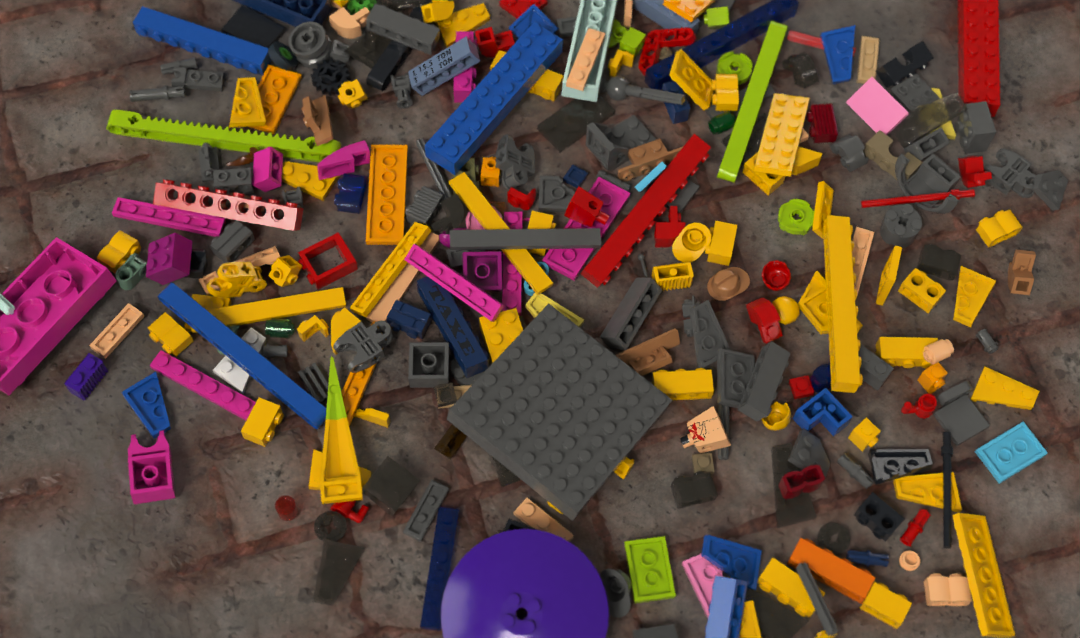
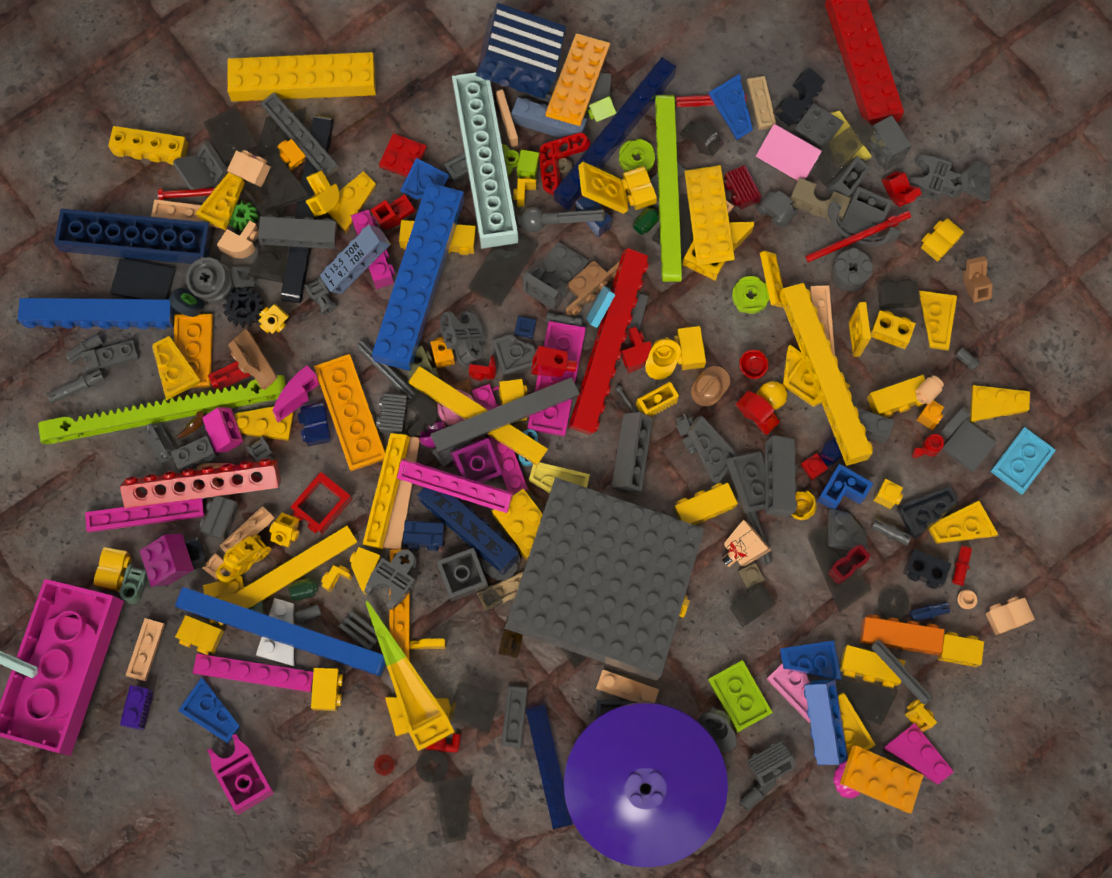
camera: 20 degrees left, 10 degrees up
(292, 127) = (227, 376): none -> red hinge
(585, 59) = (493, 205): light nougat plate -> none
(651, 353) = (664, 488): medium nougat bracket -> none
(947, 453) = (967, 484): black bar -> none
(983, 576) = (1037, 590): yellow plate -> none

